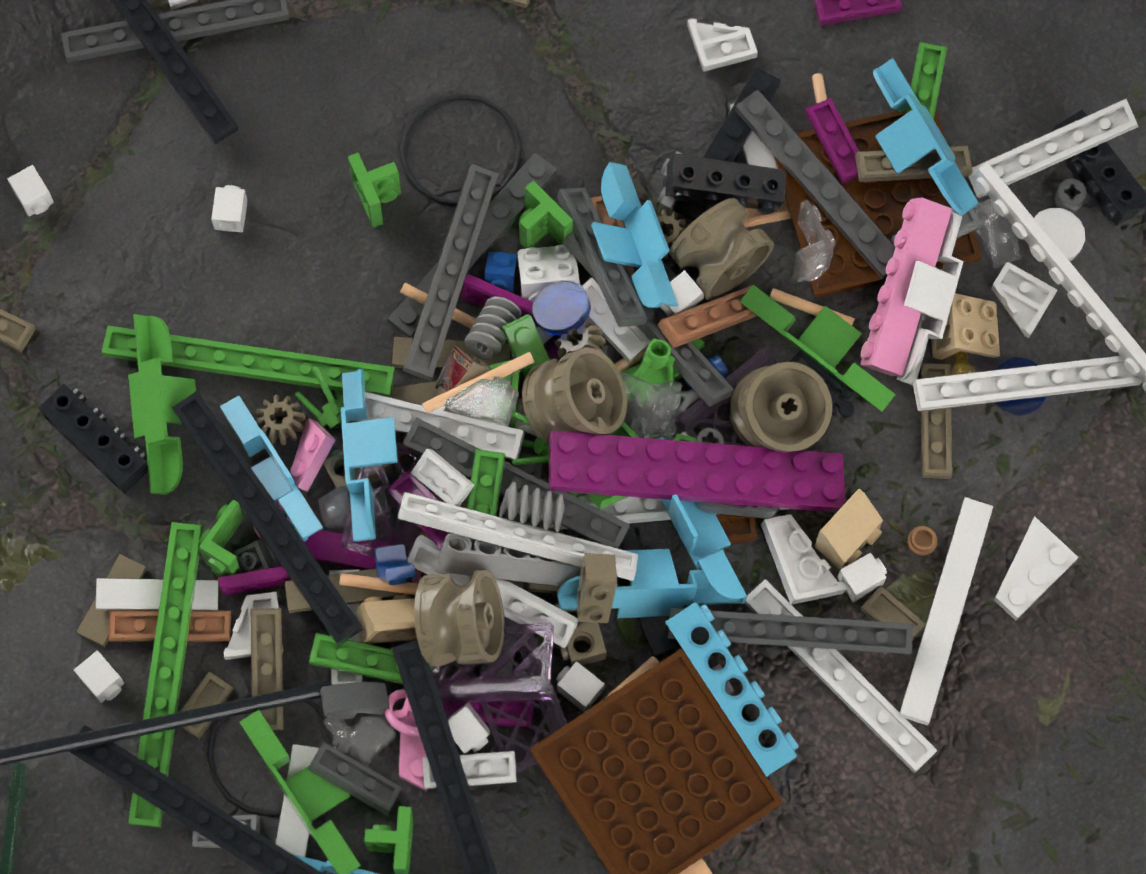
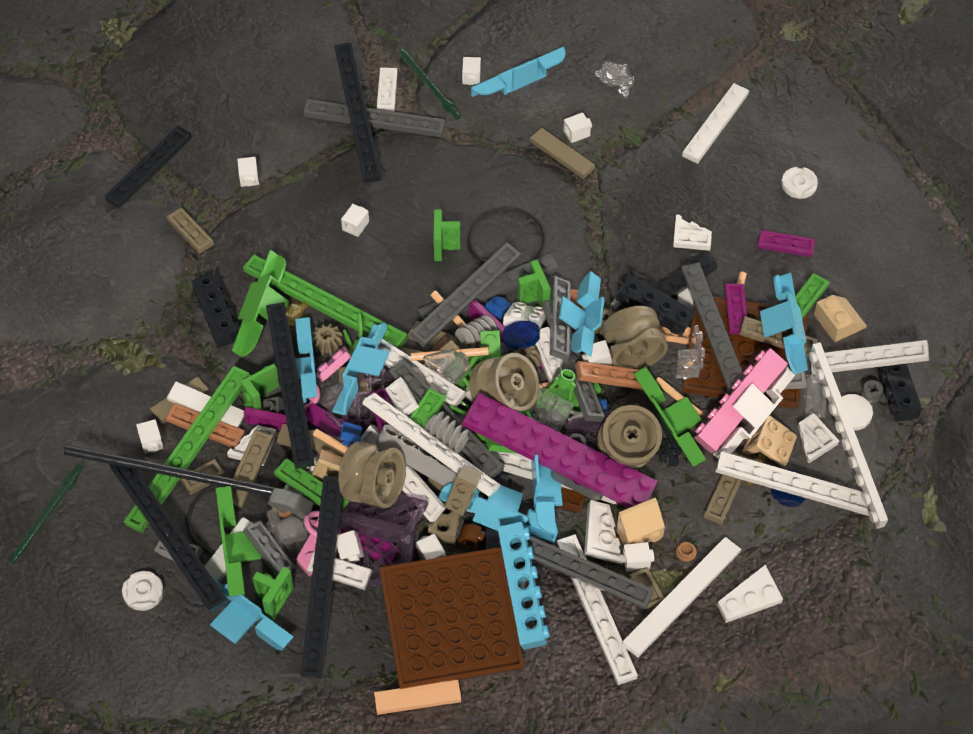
camera: 25 degrees right, 15 degrees down
(214, 393) = (295, 312): none -> clear yellow plant
(624, 639) = (471, 536): none -> reddish brown plate
(979, 96) = (838, 317): none -> tan slope

